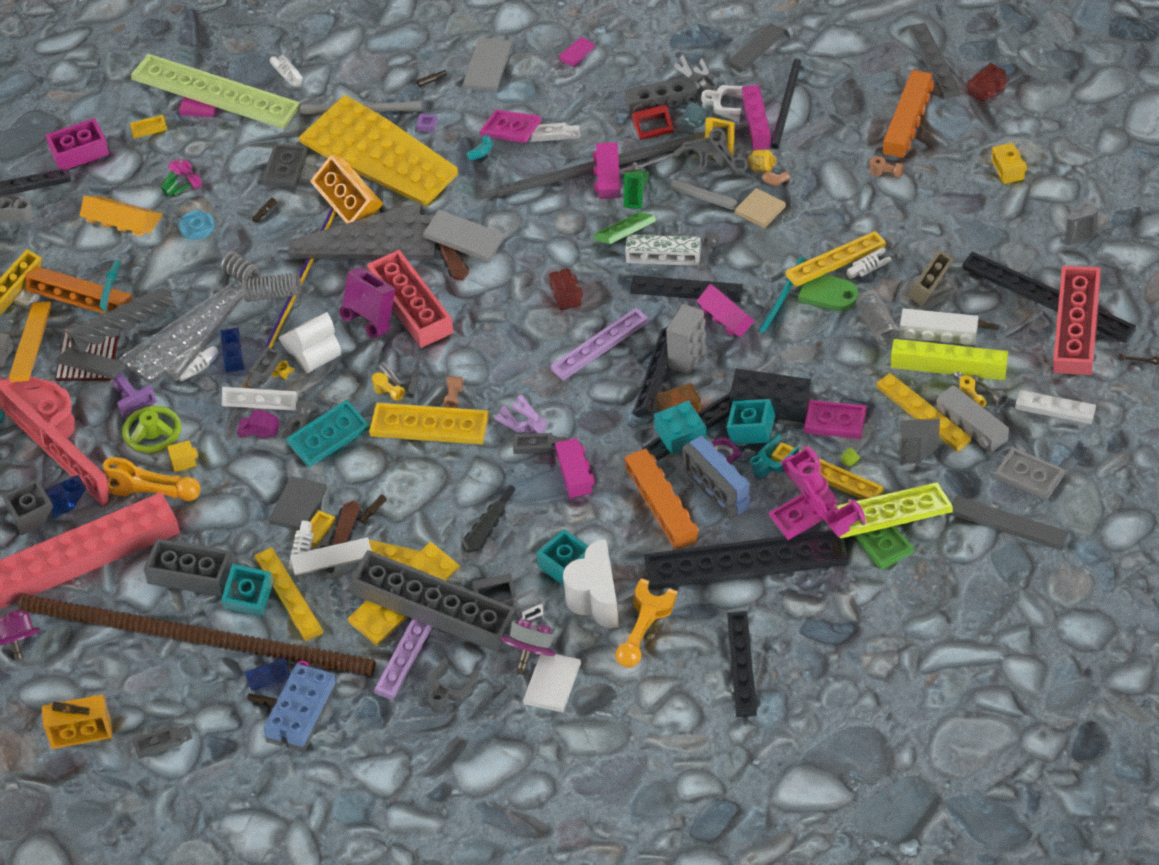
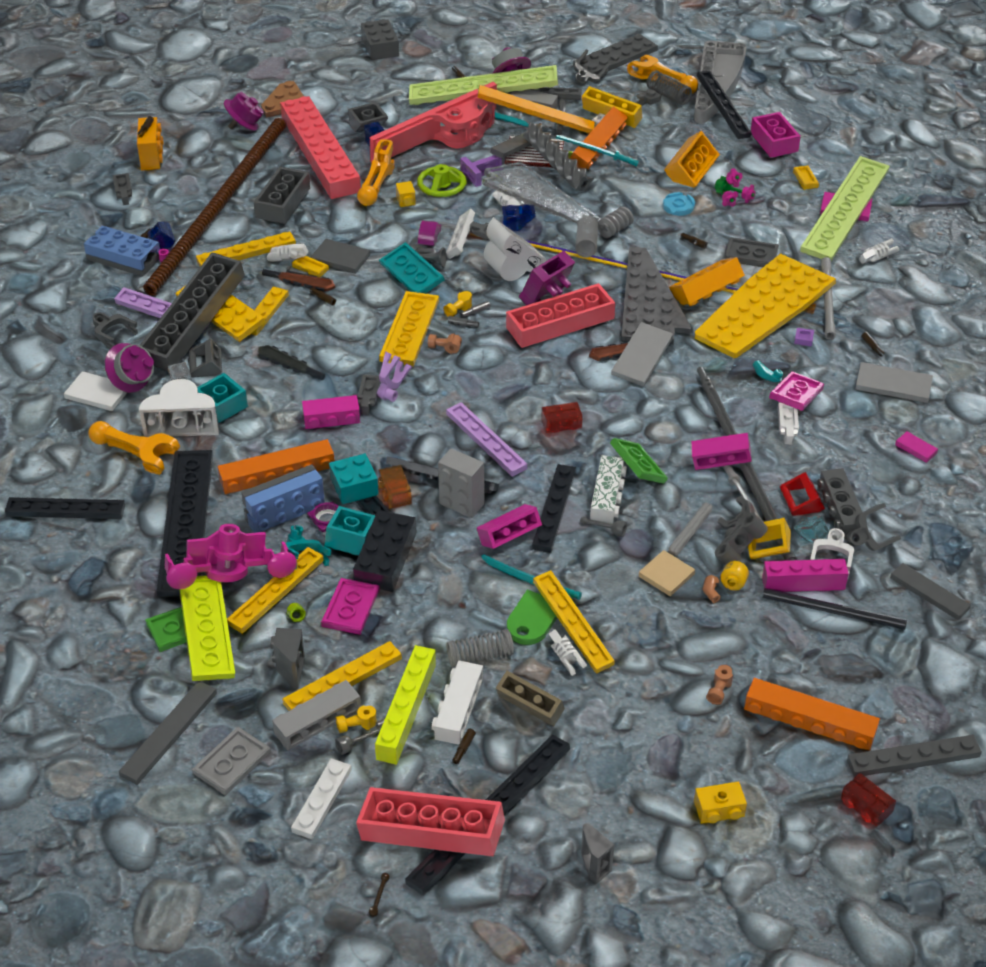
camera: 90 degrees right, 5 degrees down
(247, 590) = (246, 221): teal brick -> none
(330, 556) = (269, 266): white tile -> none
(634, 187) = (701, 472): green bracket -> none

